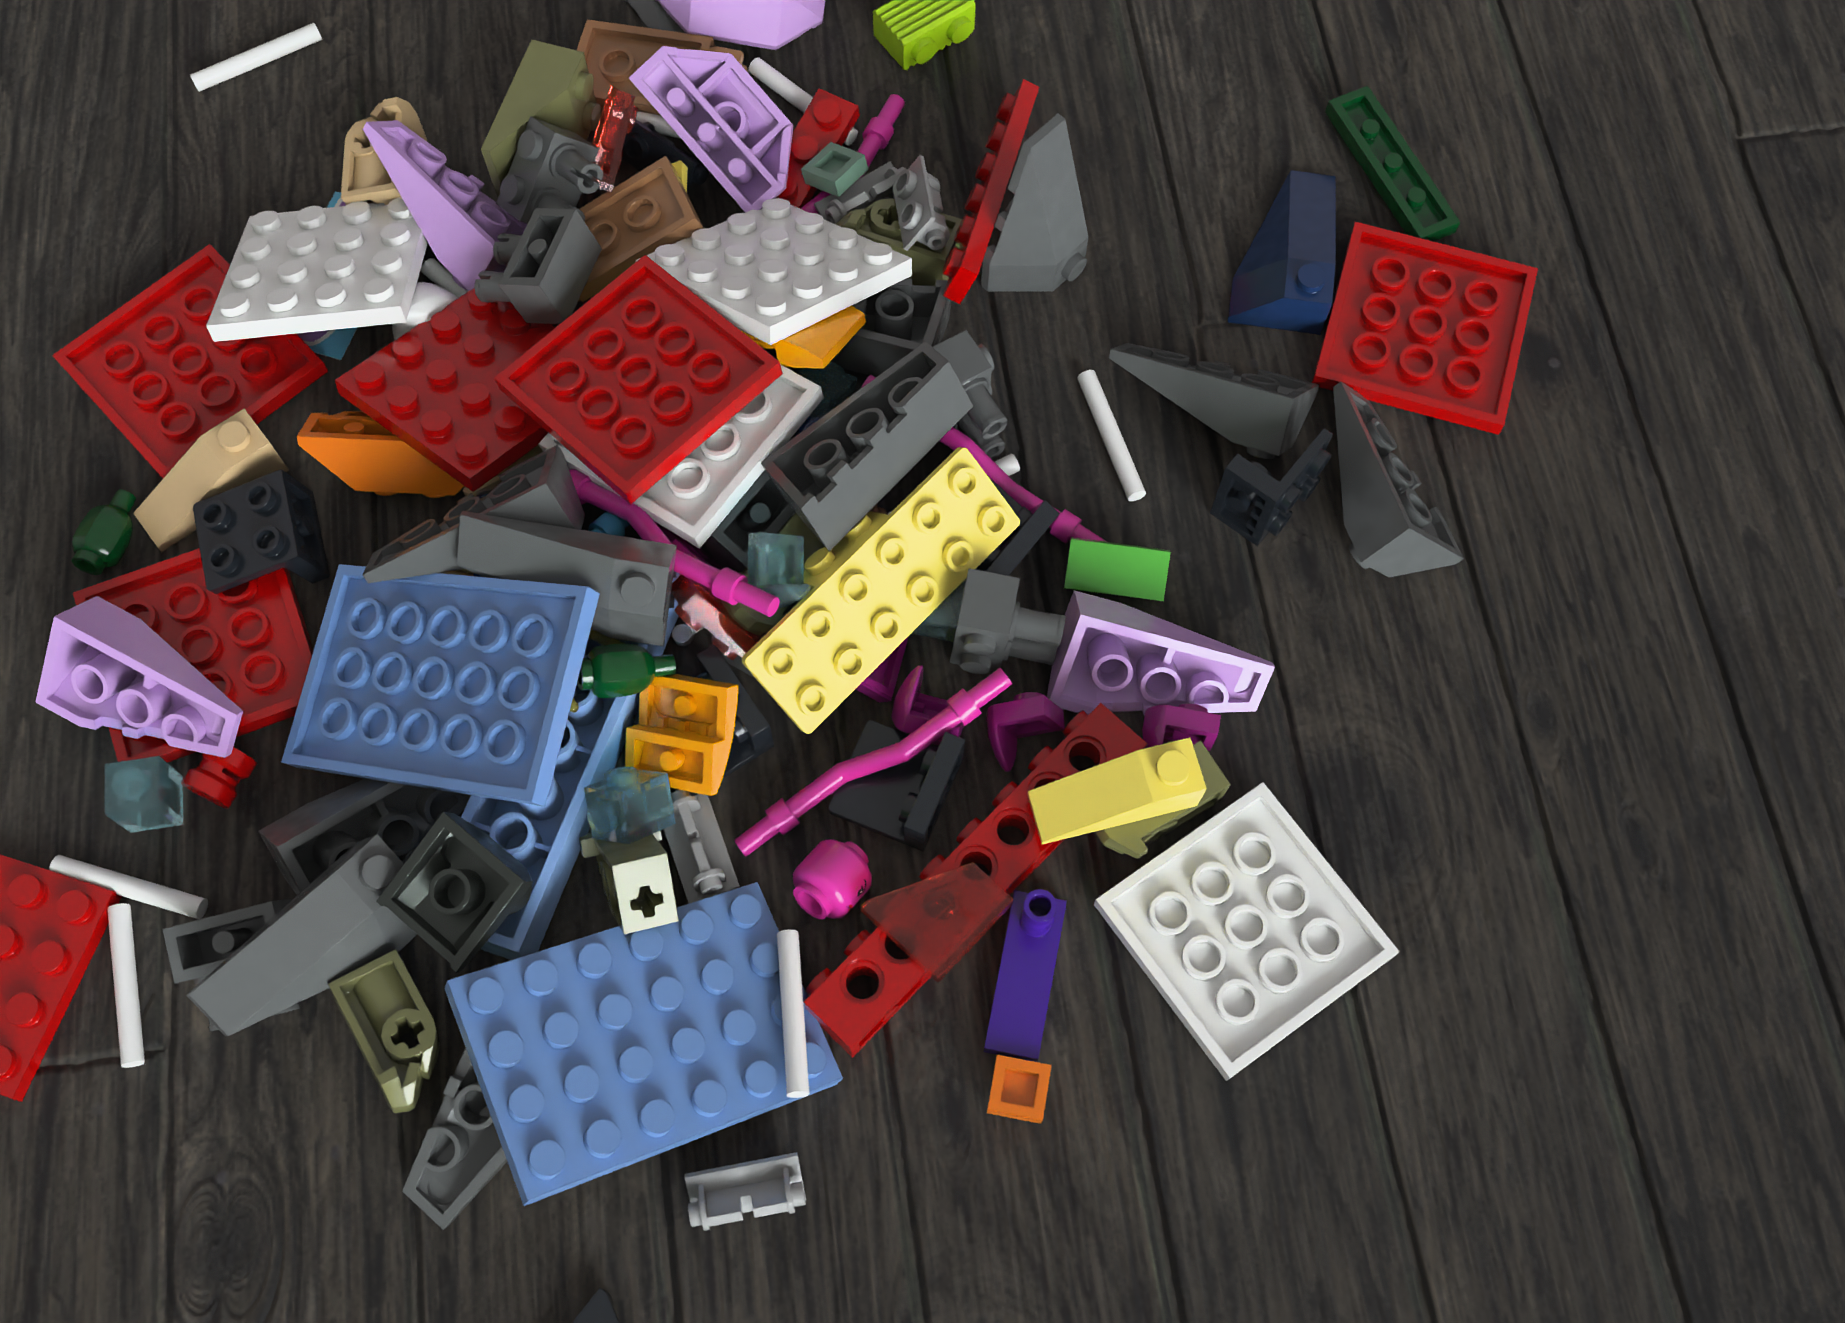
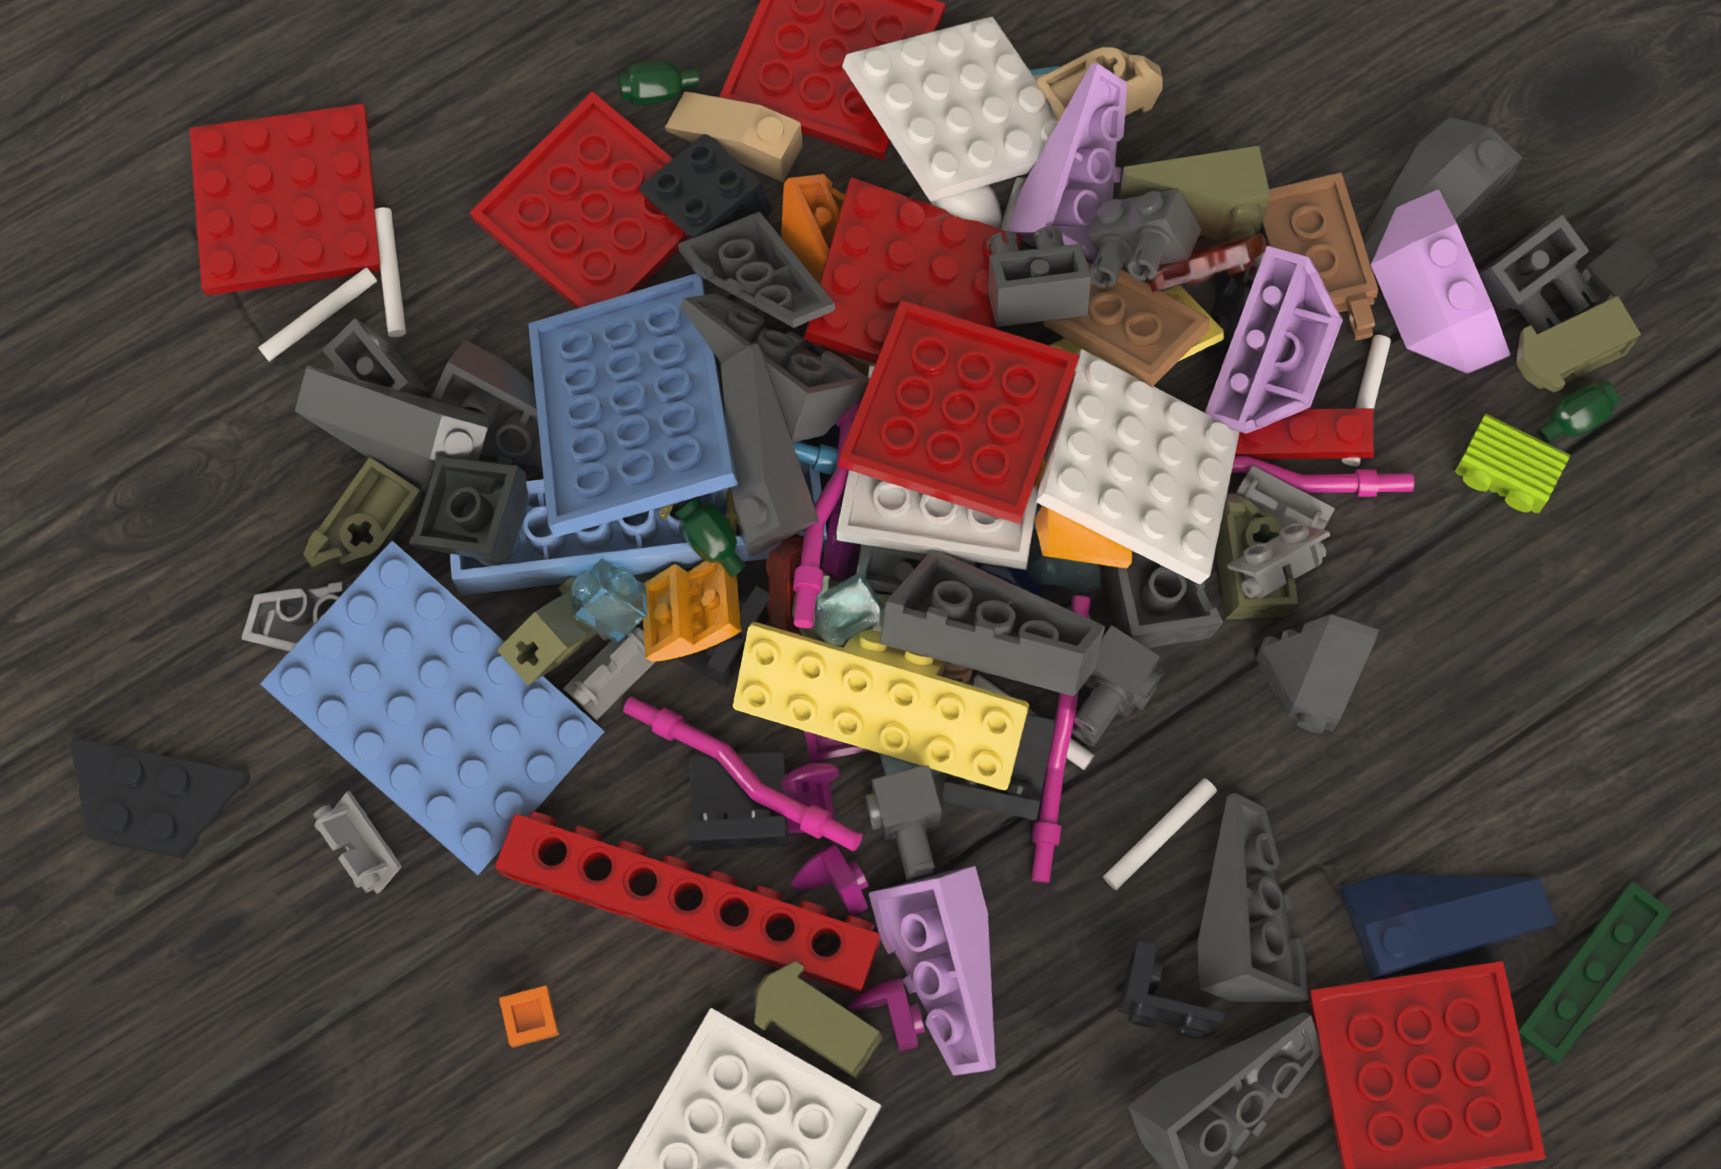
camera: 70 degrees right, 5 degrees up
(125, 677) = (536, 164): lavender wedge -> none
(143, 794) = (458, 240): clear light blue brick -> none
(218, 777) = (501, 283): red wheel -> none
(377, 501) = (758, 268): none -> dark grey wedge
(792, 1014) = (503, 809): white bar -> none
(832, 879) = (631, 788): dark pink head -> none
(834, 169) = (1290, 465): sand green plate -> none
(940, 916) = (628, 886): clear red wing -> none
(986, 198) = (1361, 605): red plate -> none
(1025, 975) = (626, 981): dark purple piece -> none
(1117, 569) = (1024, 896): bright green tile -> none
(1119, 792) = (791, 979): light yellow slope -> none

